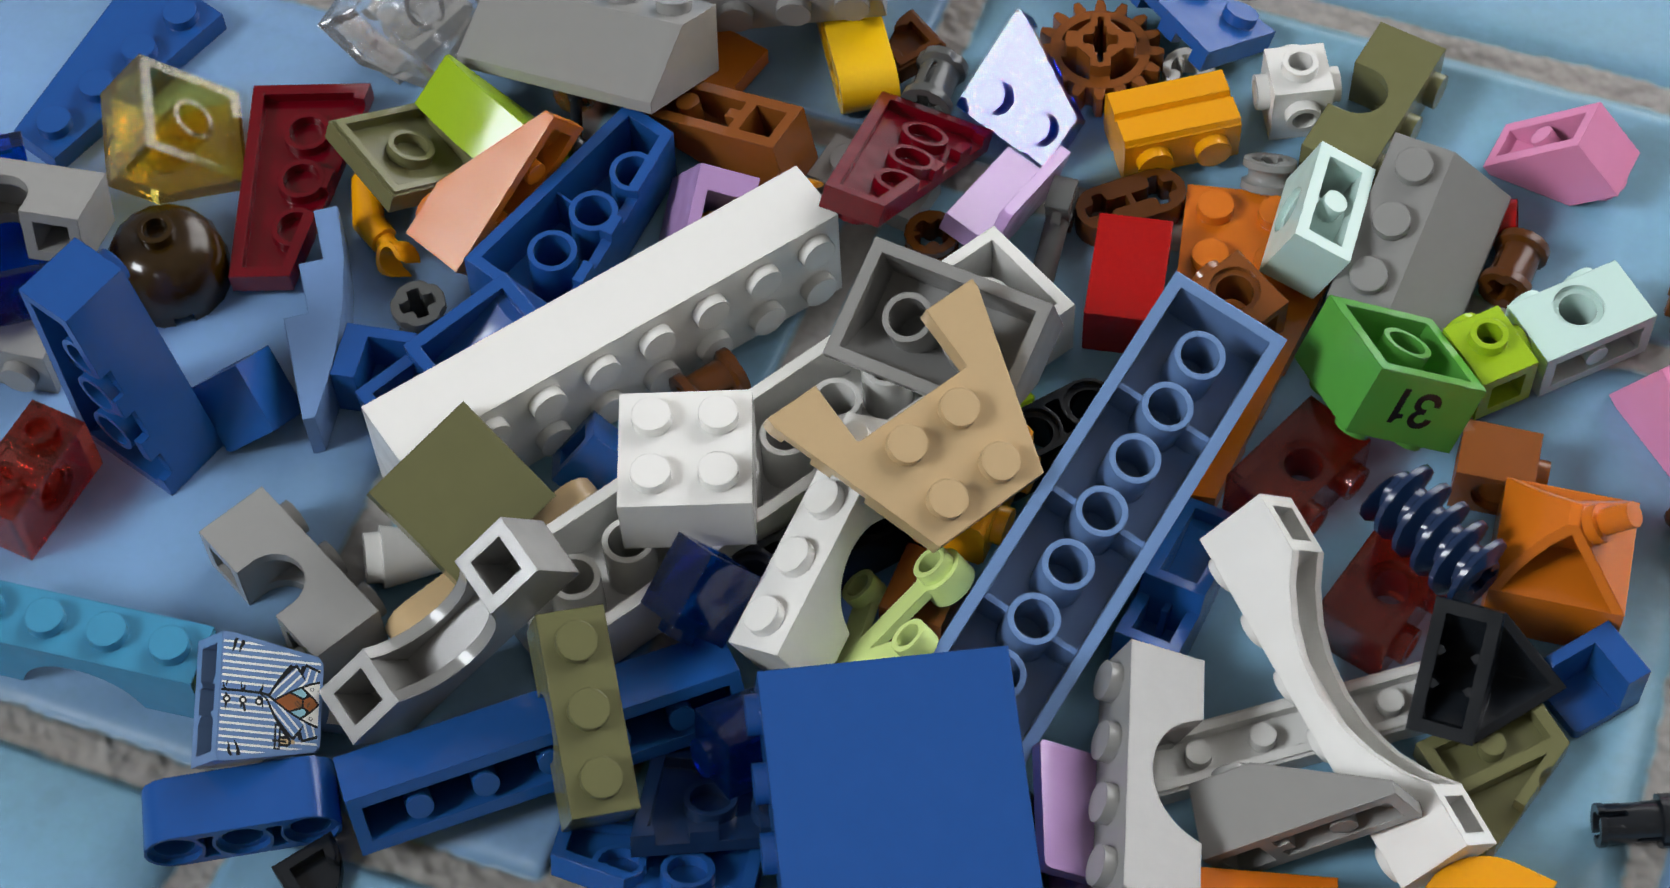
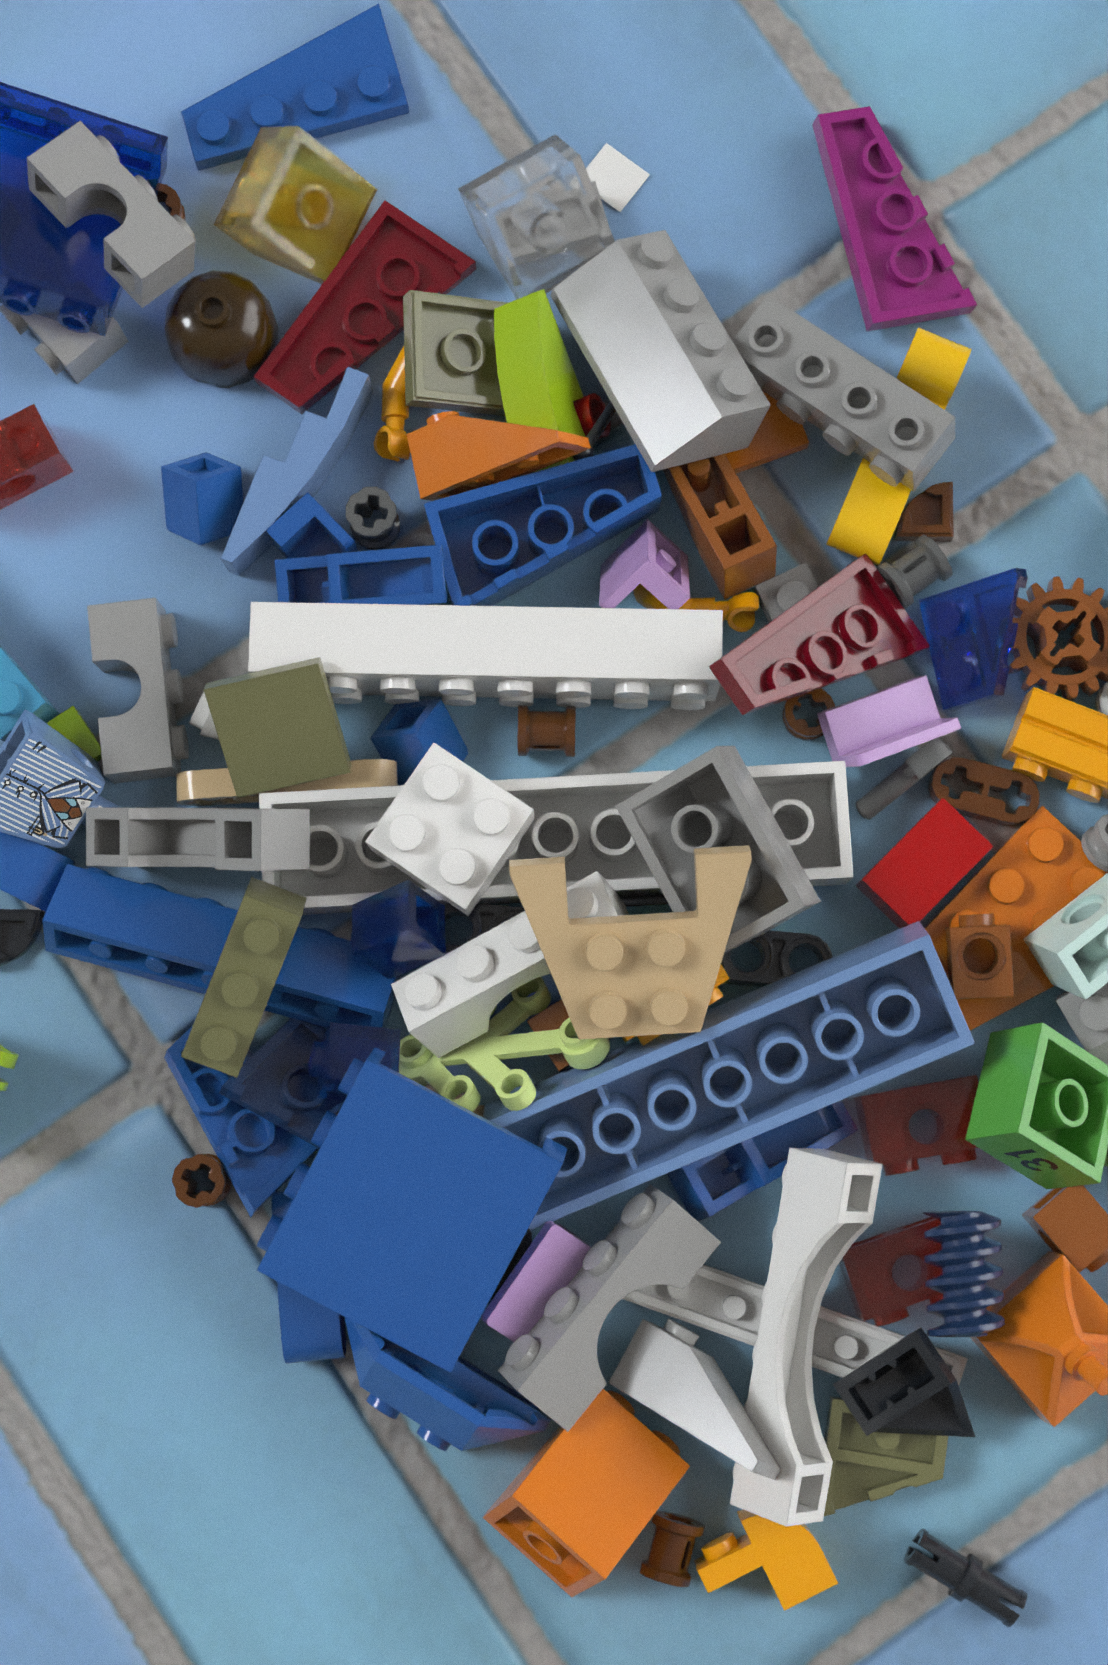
camera: 35 degrees right, 25 degrees up
(118, 366) = (100, 434): blue wedge -> none
(1600, 679) = (1004, 1440): blue panel -> none

